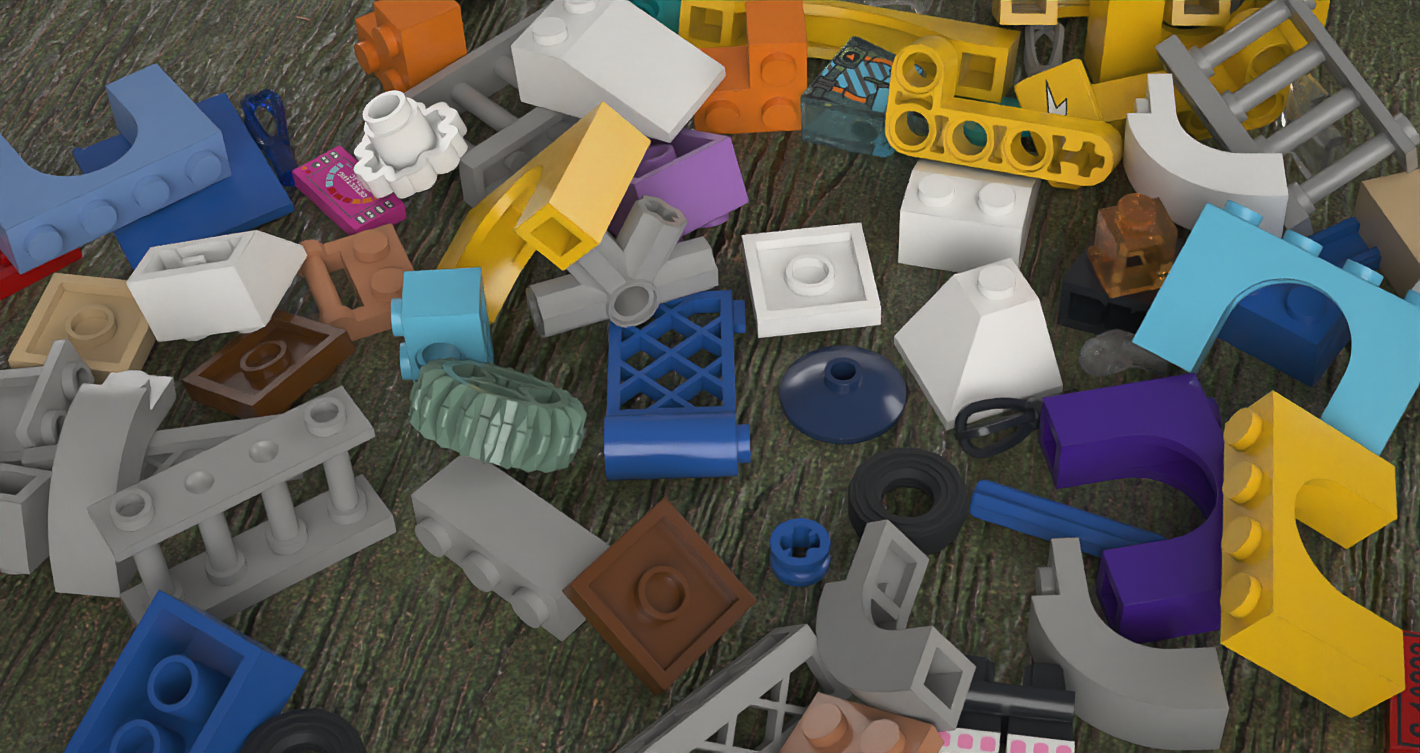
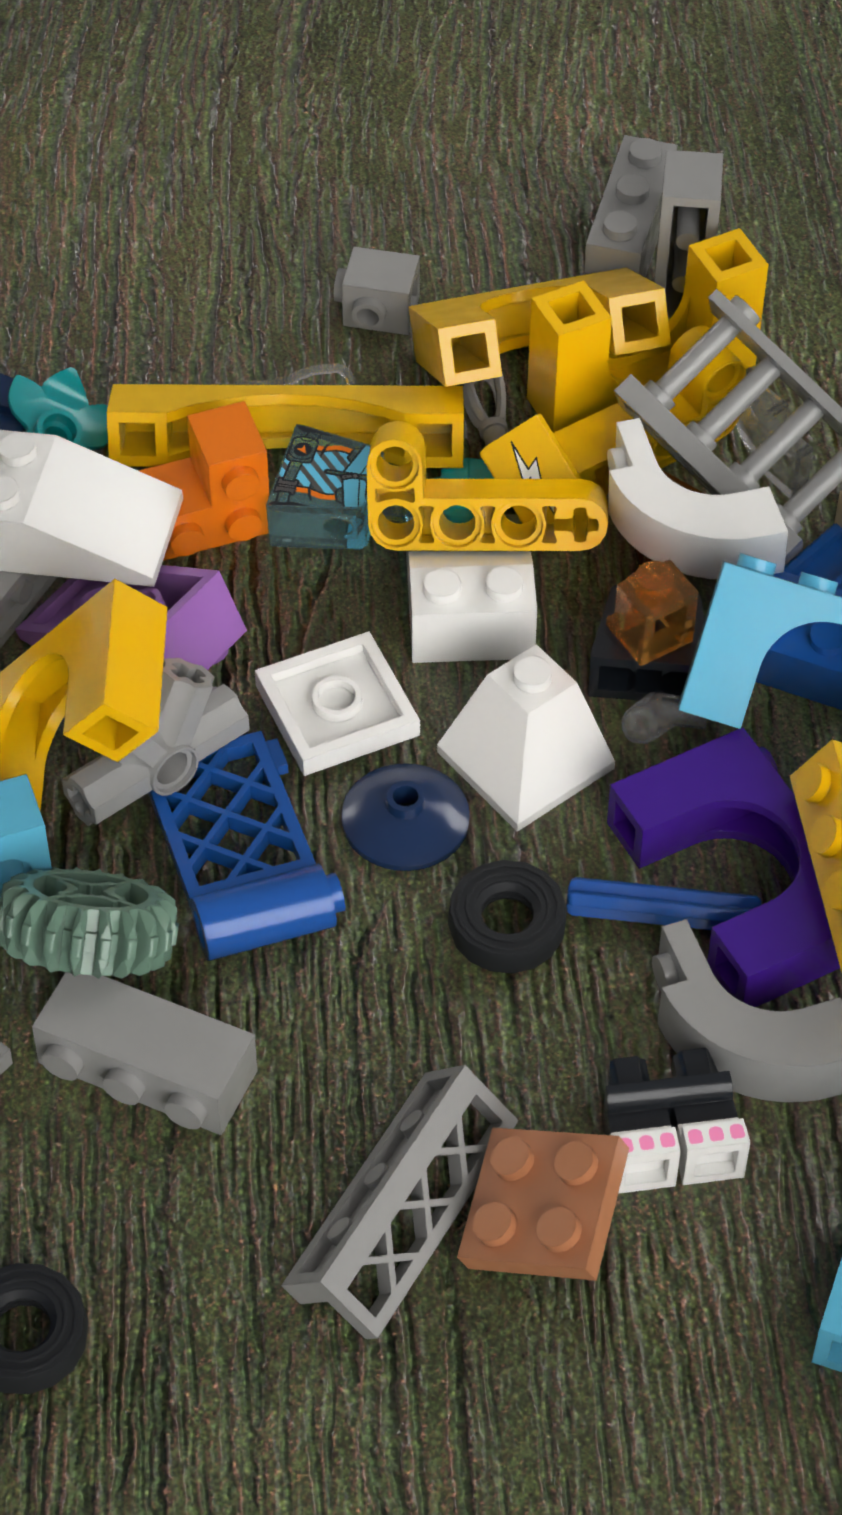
camera: 20 degrees left, 5 degrees up
(659, 596) = (311, 1070): reddish brown plate -> none
(805, 570) = (422, 971): blue bush -> none
(867, 641) = (516, 1067): light grey arch -> none
(1028, 416) = (592, 801): black piece -> none

